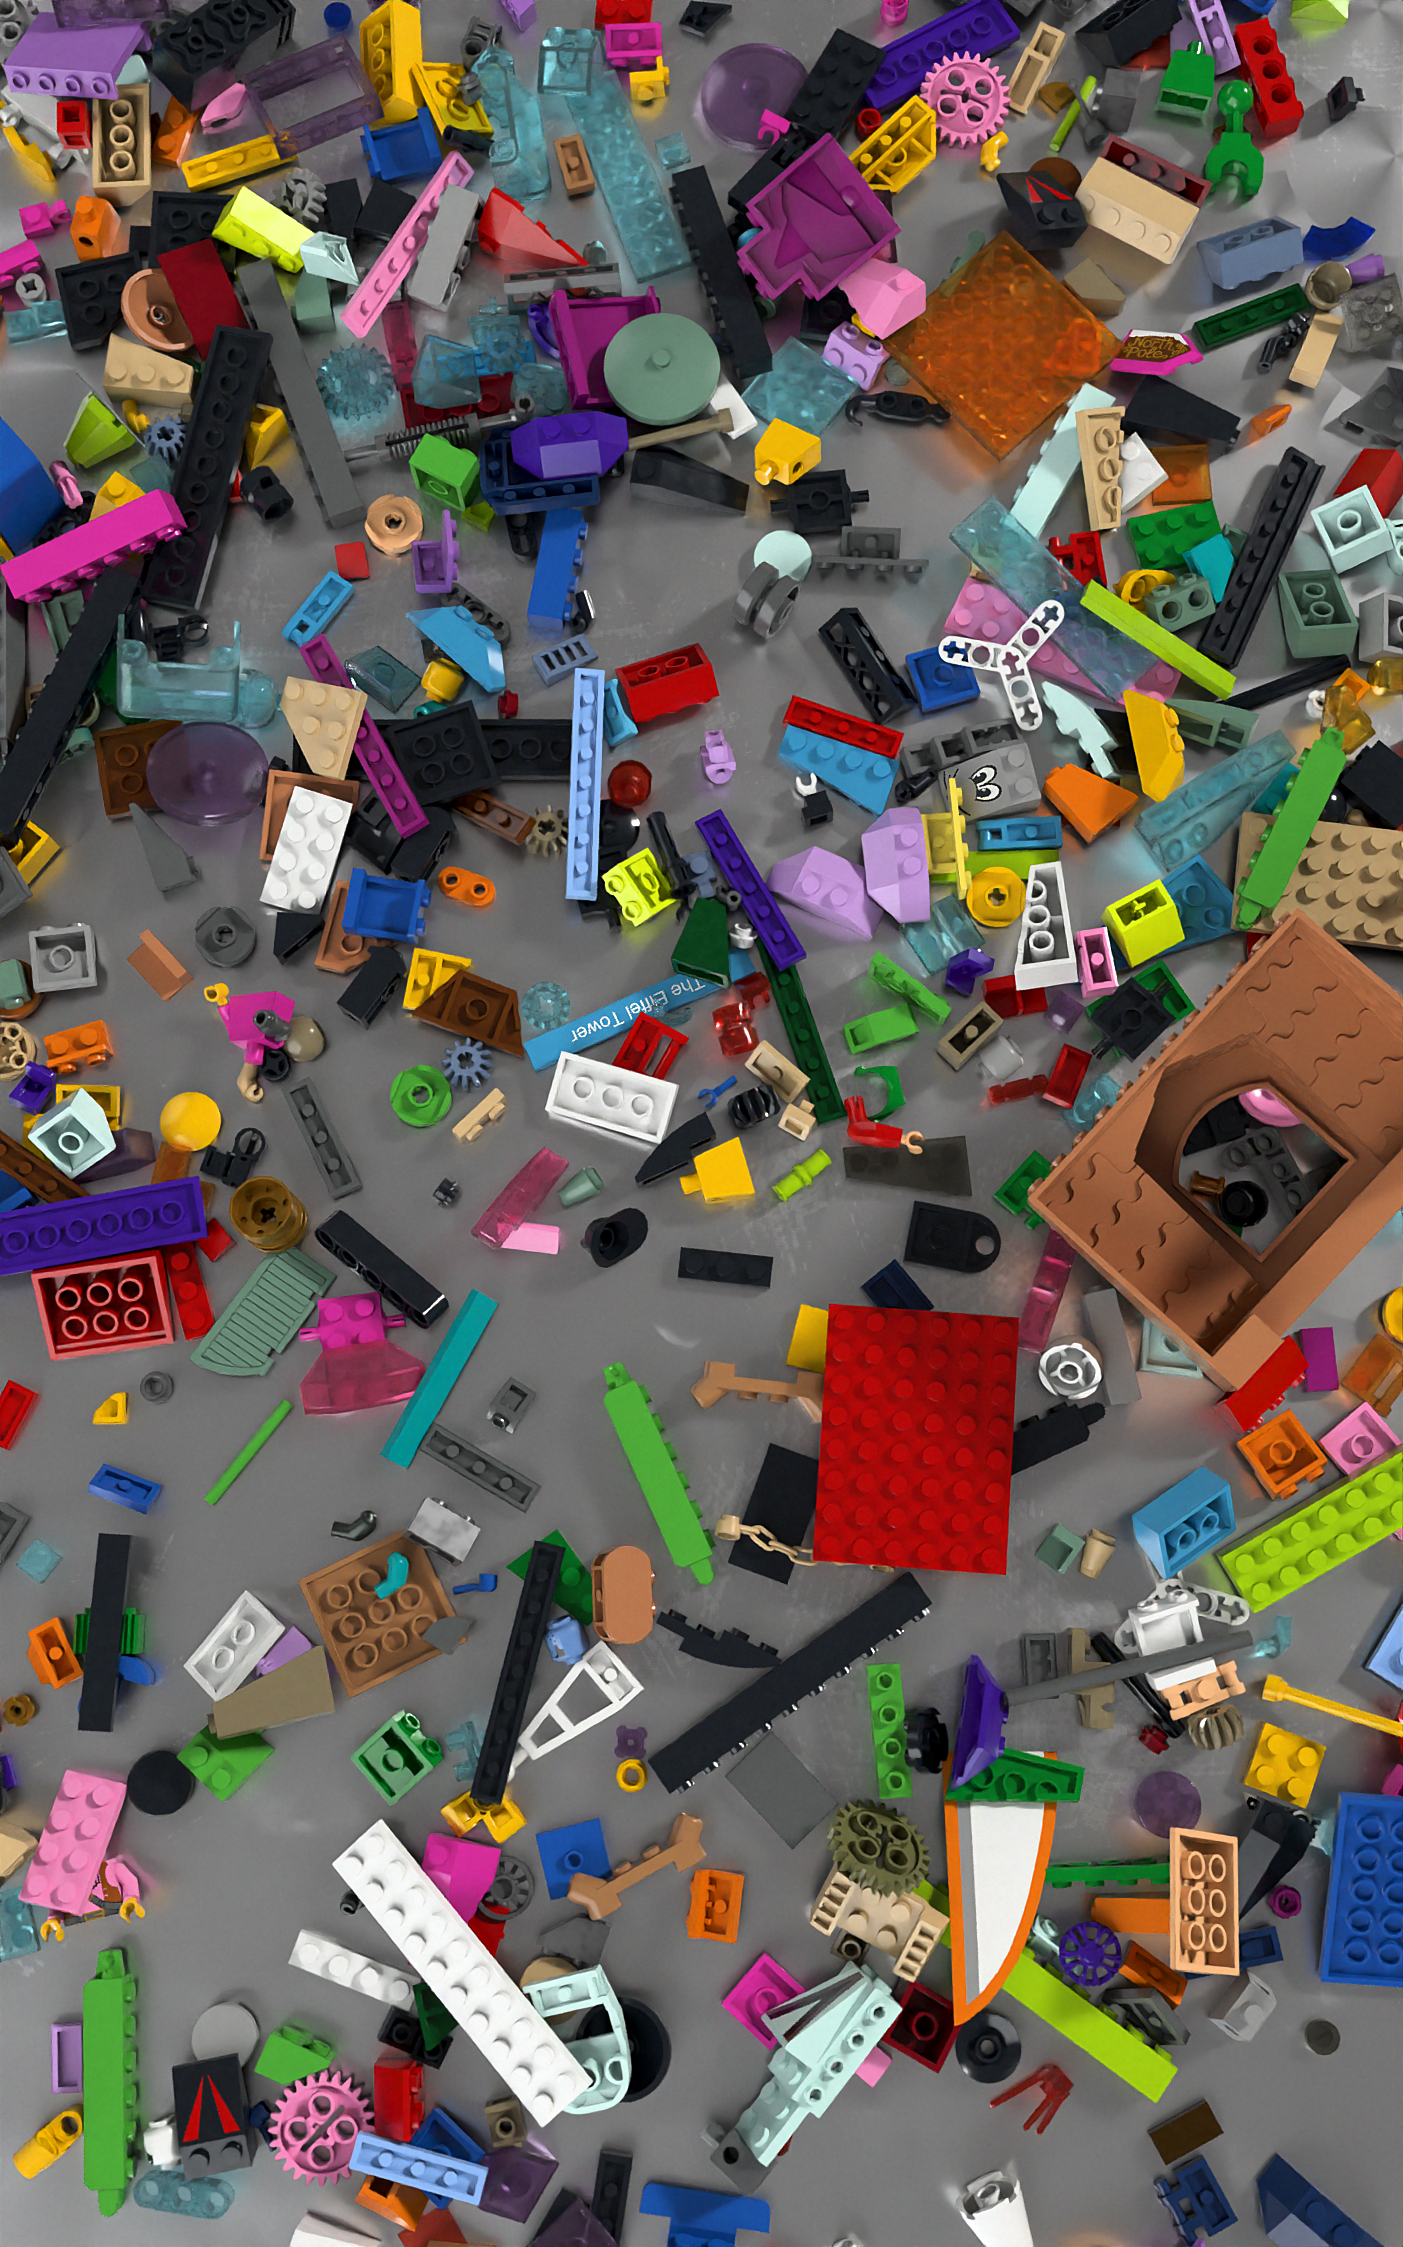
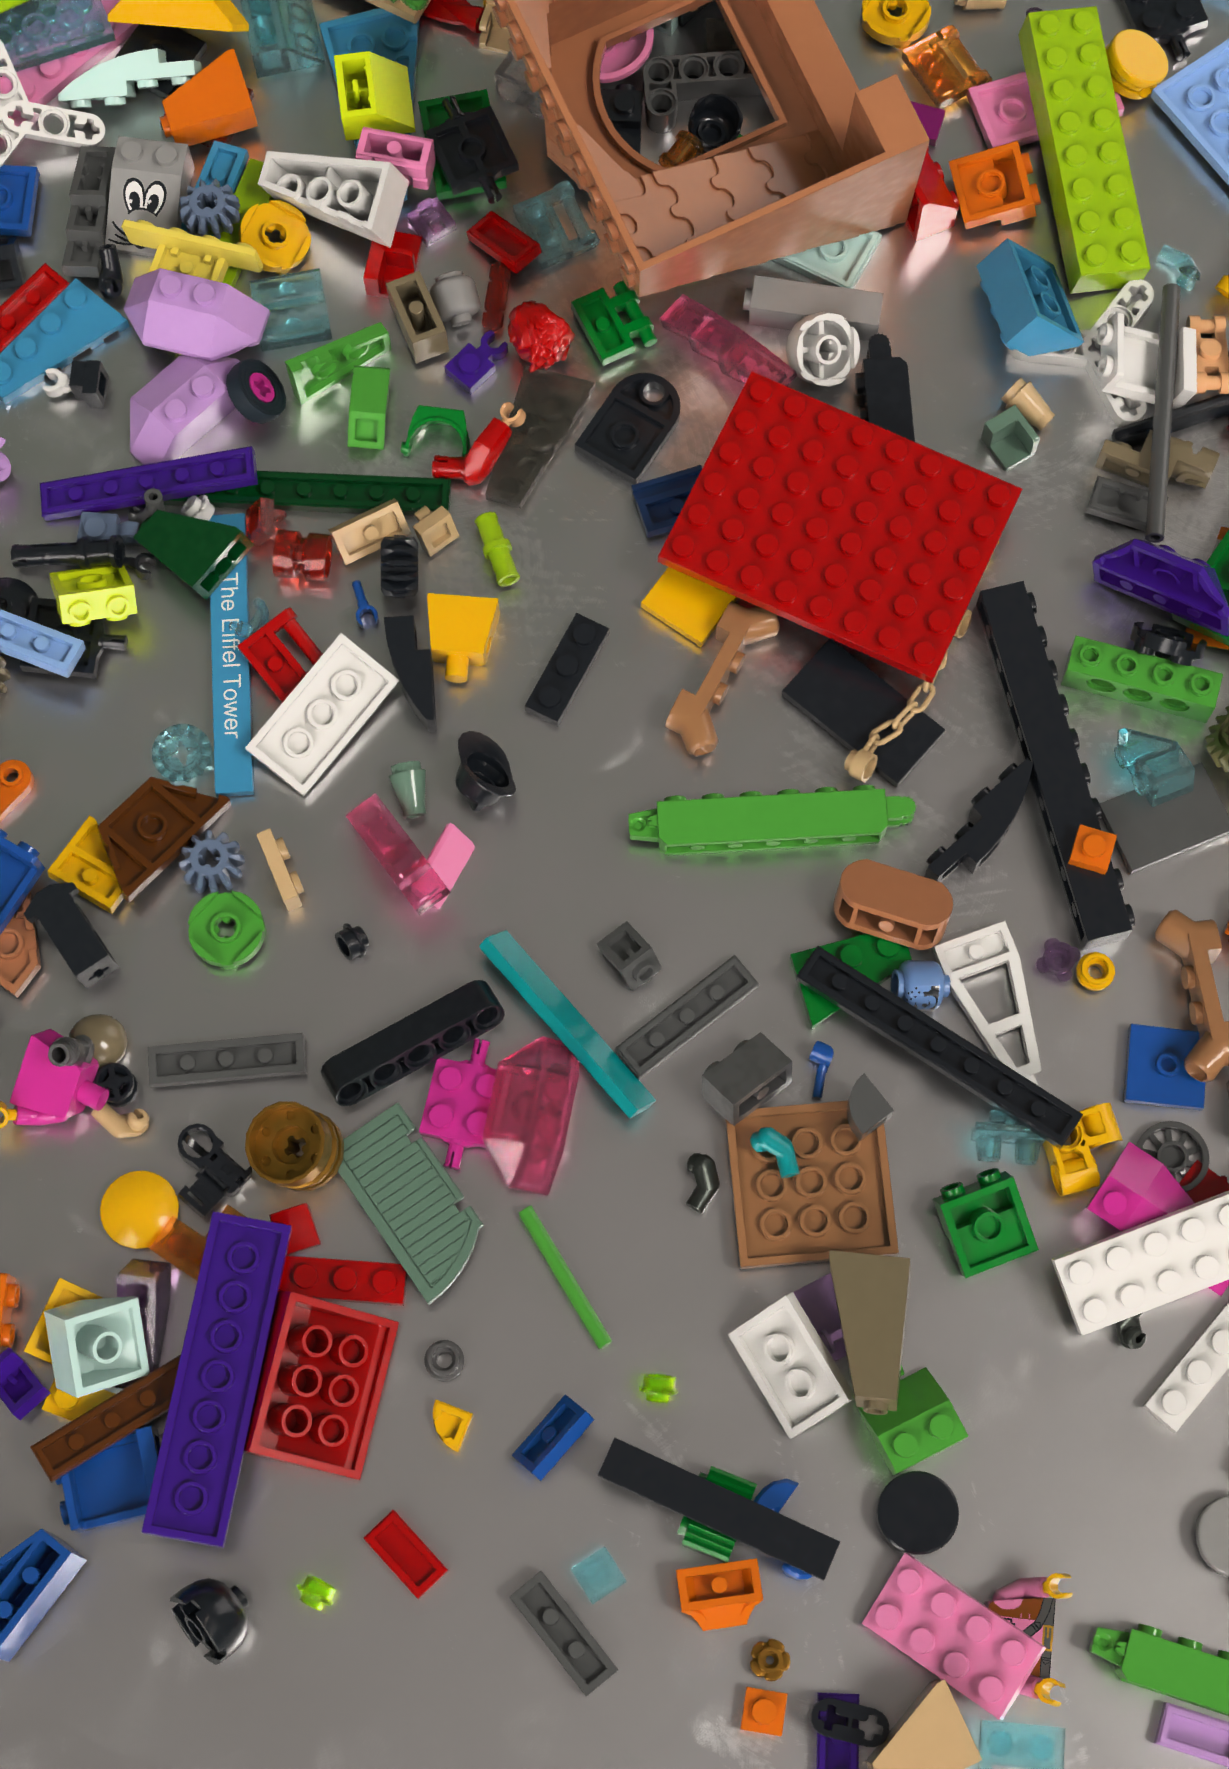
camera: 70 degrees left, 5 degrees down
(188, 1553) = (658, 1387): none -> clear neon green plate
(722, 1739) = (1092, 849): none -> orange plate
(817, 1767) = (1156, 765): none -> clear light blue slope
(845, 933) = (256, 391): none -> black bush
(951, 1094) = (474, 366): none -> dark purple plate
(967, 967) = (339, 293): dark purple bracket -> none
(981, 834) = (209, 209): none -> sand blue gear
(991, 1136) = (539, 335): none -> red hair

